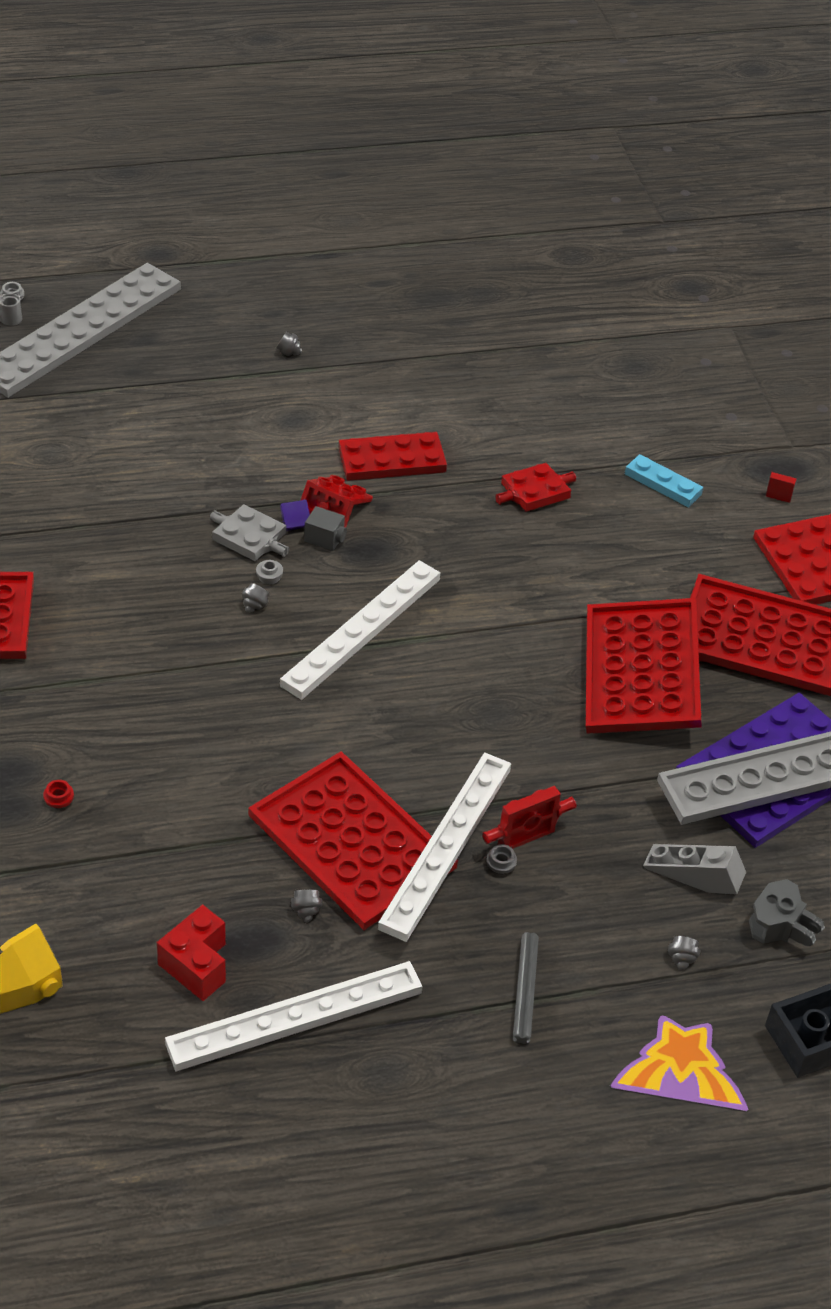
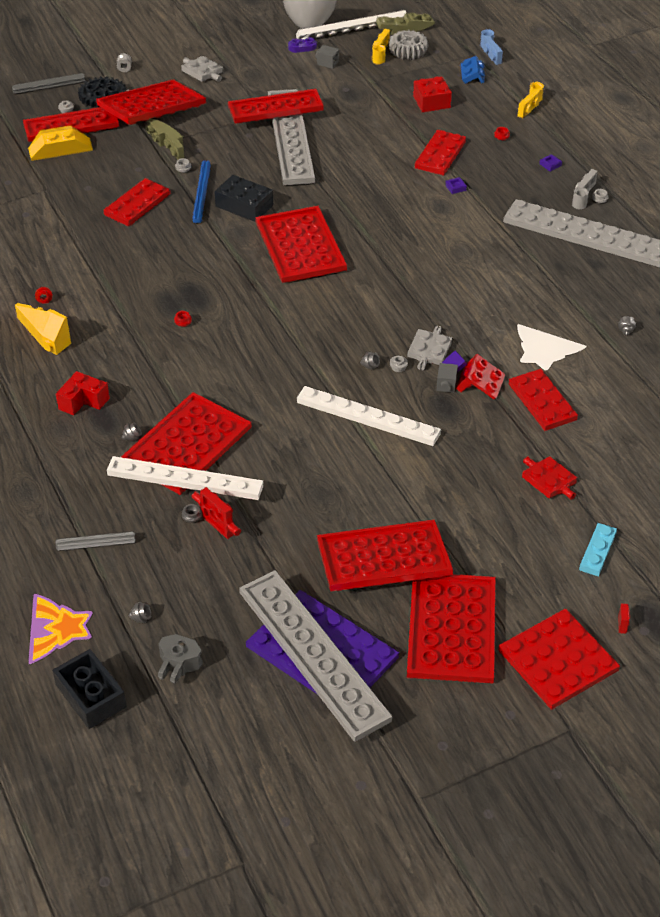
camera: 80 degrees right, 0 degrees up
(289, 429) = (544, 347): none -> white sticker
(292, 1016) = (52, 444): white plate -> none
(700, 866) = (211, 611): light grey slope -> none

